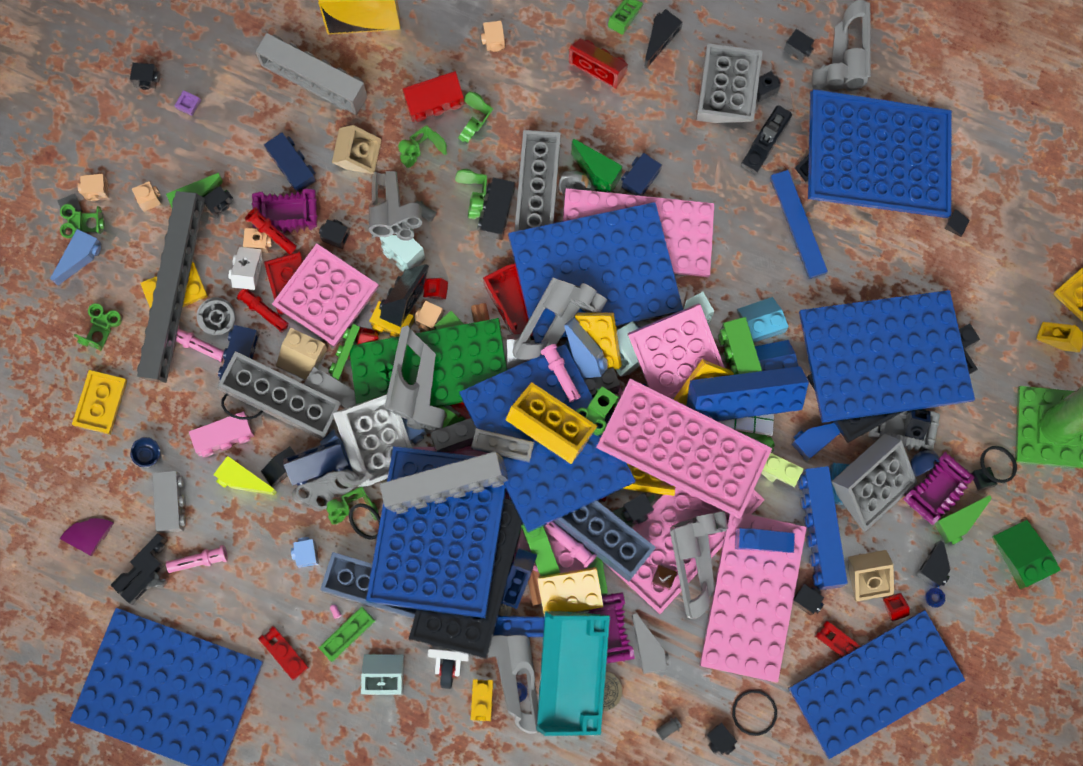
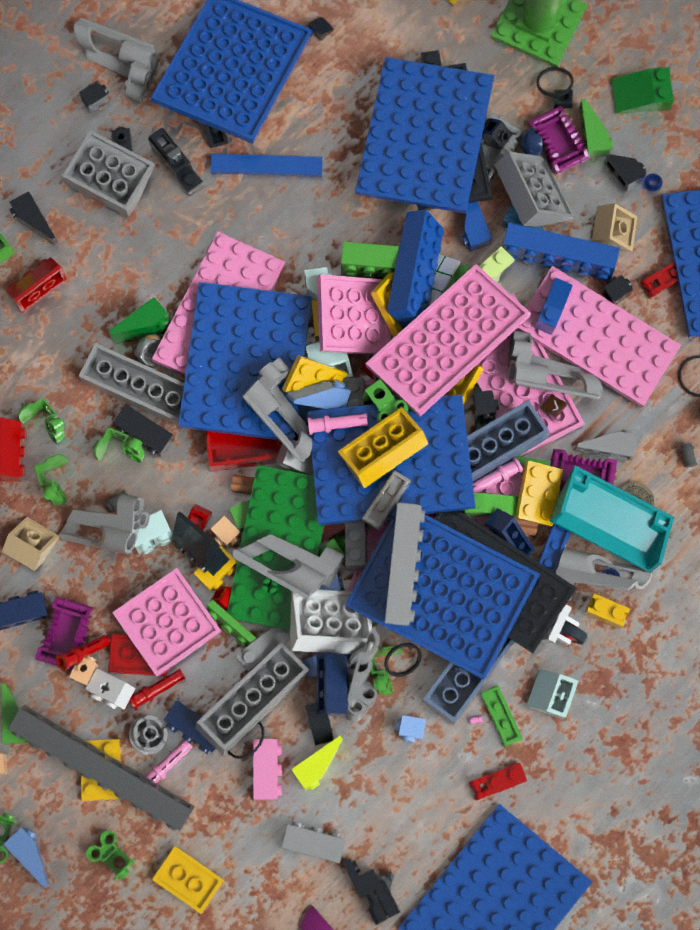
camera: 70 degrees left, 0 degrees up
(145, 452) = (256, 849): dark blue hair -> none
(207, 556) = (381, 824): bright pink pin -> none
(218, 201) = (29, 695): black brick -> none
(300, 354) = (216, 667): tan slope -> none
(334, 233) = (106, 593): black brick -> none
(641, 175) = (164, 286): dark blue brick -> none
(764, 319) = (344, 226): medium azure slope -> none
(776, 355) = (386, 229): blue slope -> none
(896, 607) = (649, 218): red slope -> none

